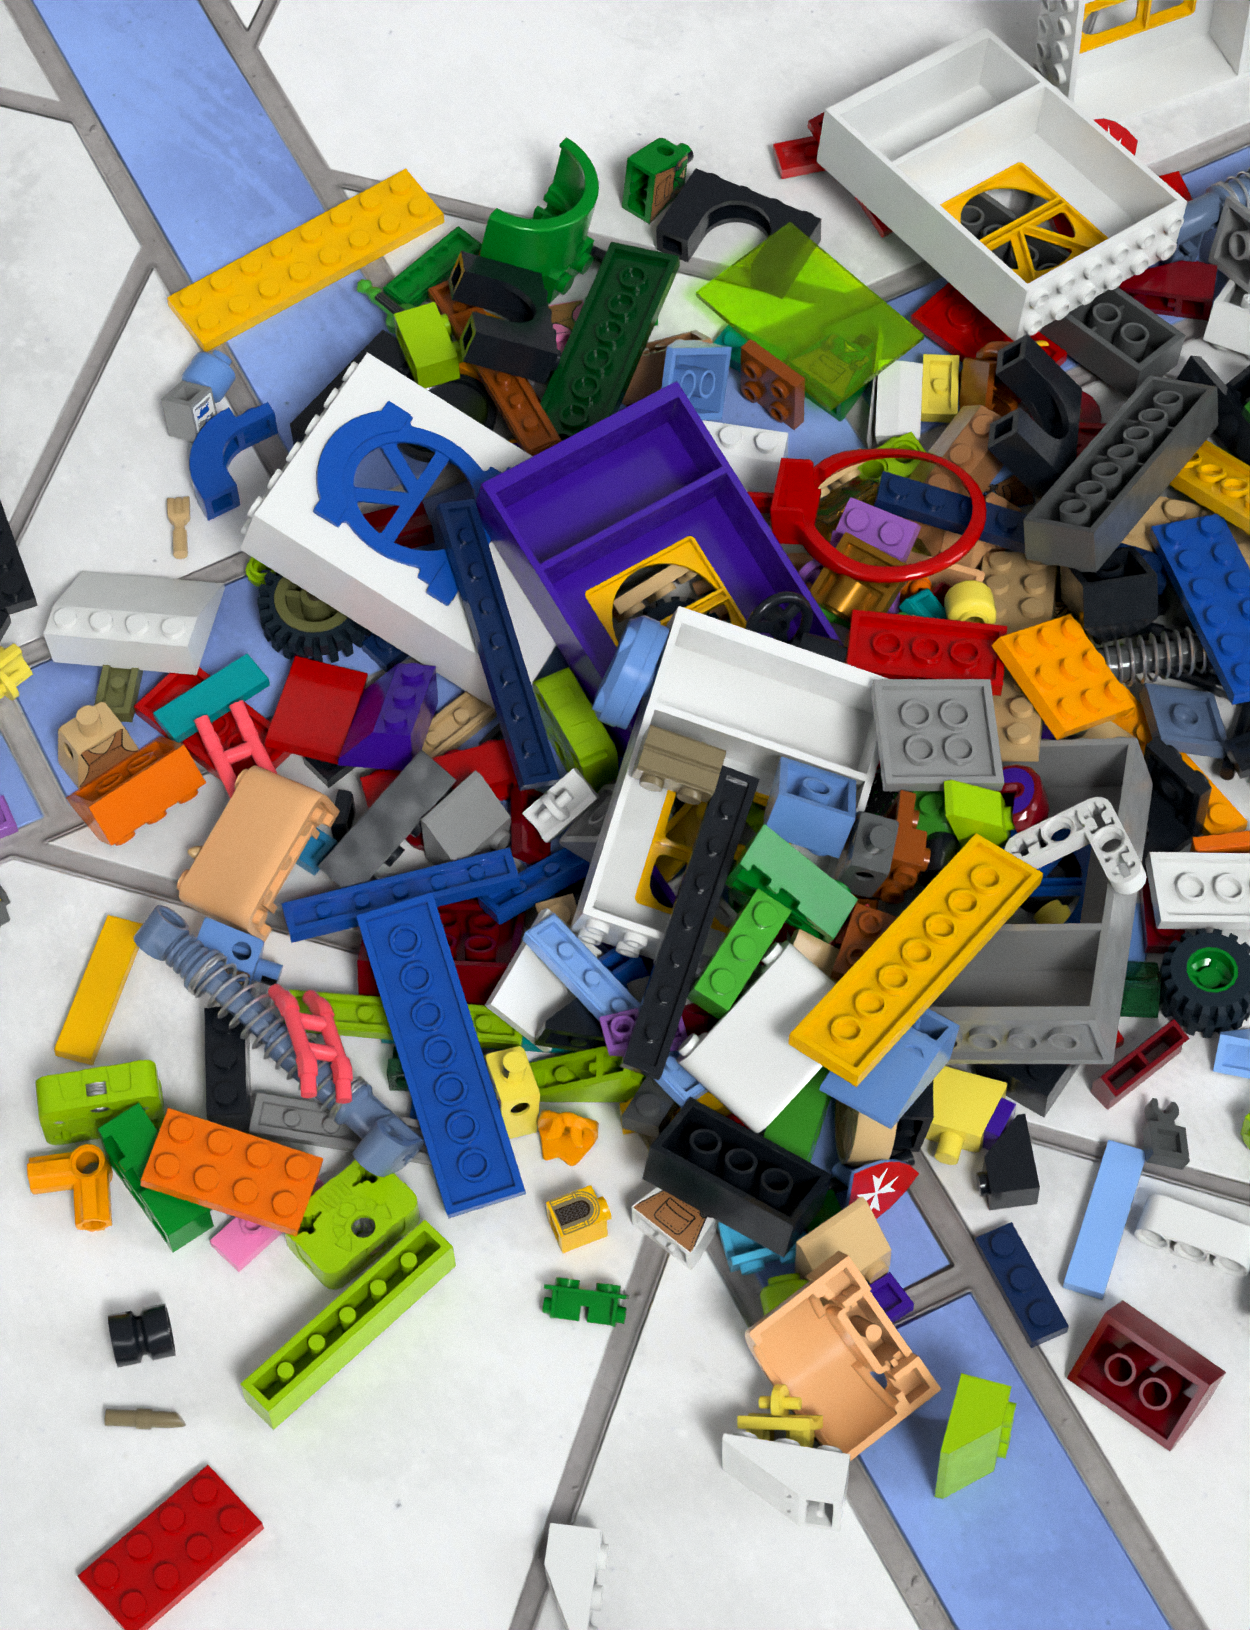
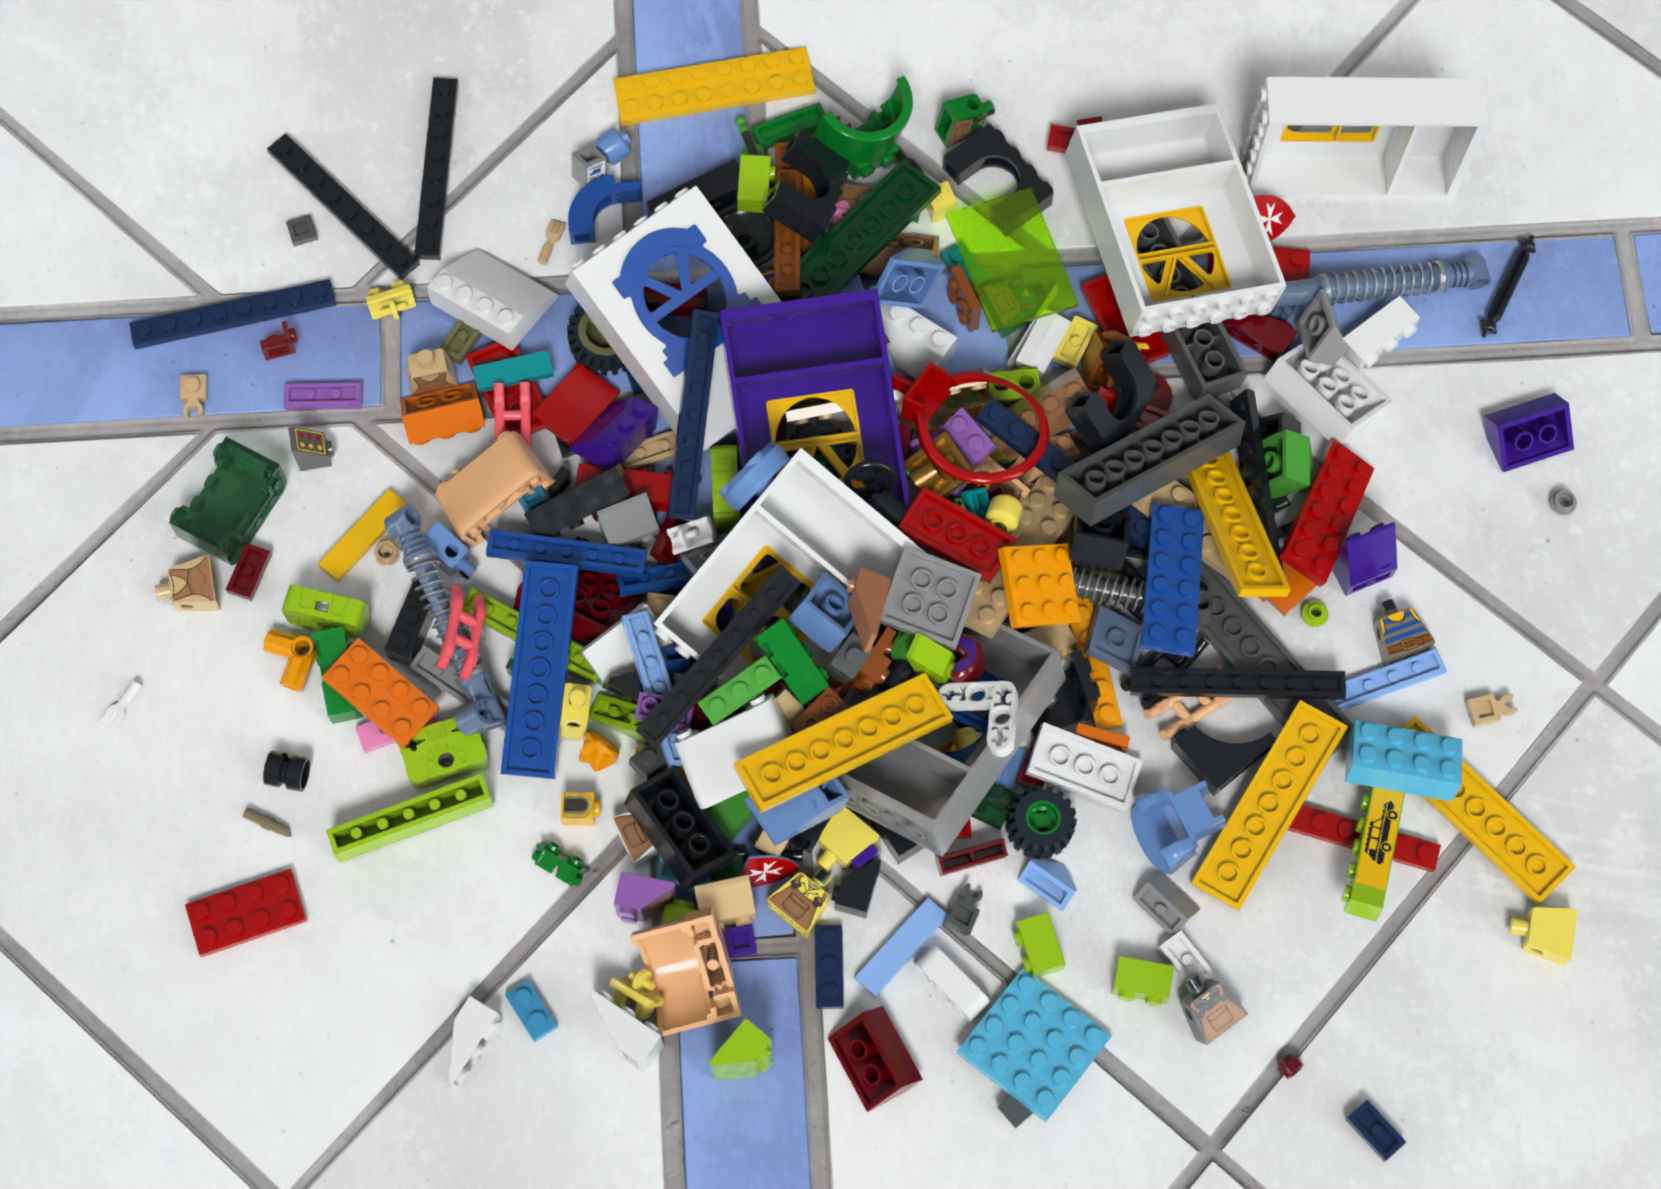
camera: 20 degrees right, 10 degrees up
(144, 989) = (382, 548): none -> tan plate
(641, 1513) = (531, 1010): none -> dark azure plate
(678, 765) = (752, 553): dark tan brick -> none
(683, 289) = (942, 204): none -> light yellow brick
(725, 1292) = (641, 897): none -> medium lavender slope
(863, 771) = (867, 603): none -> nougat slope
(942, 1214) = (801, 901): none -> torso

